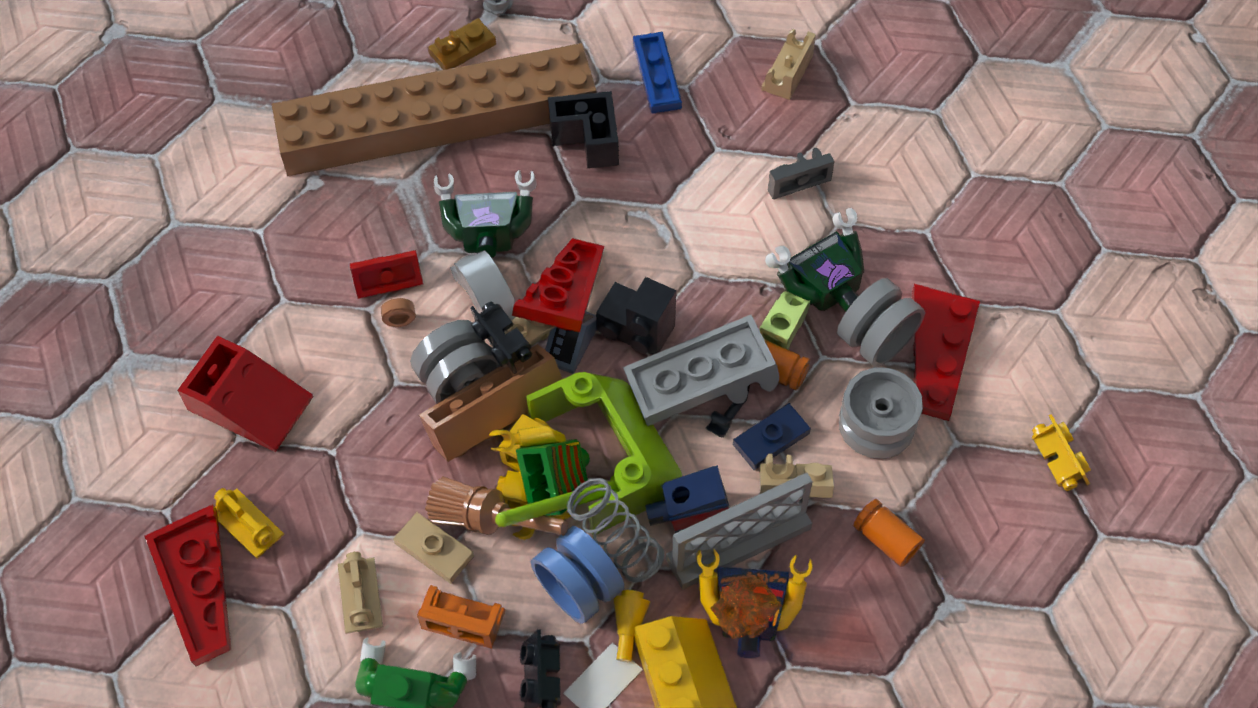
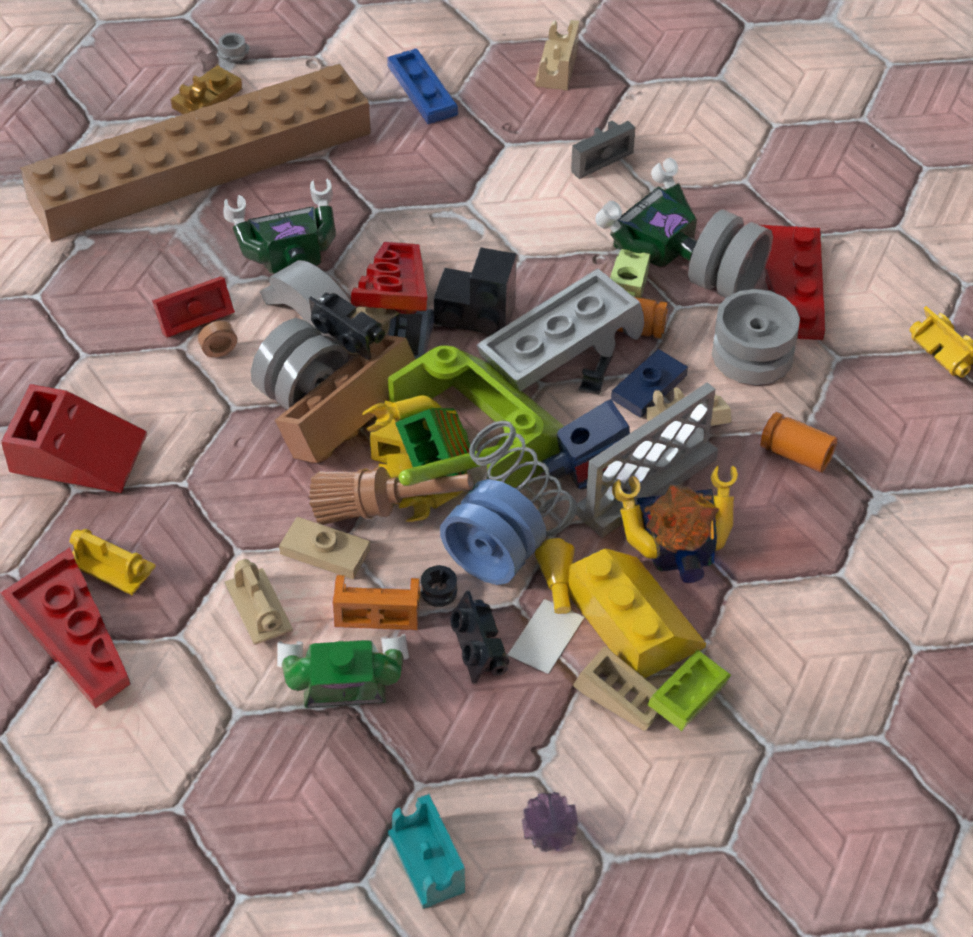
camera: 15 degrees left, 10 degrees down
(510, 607) = (442, 575): none -> black bush
(589, 121) = (367, 134): black brick -> none

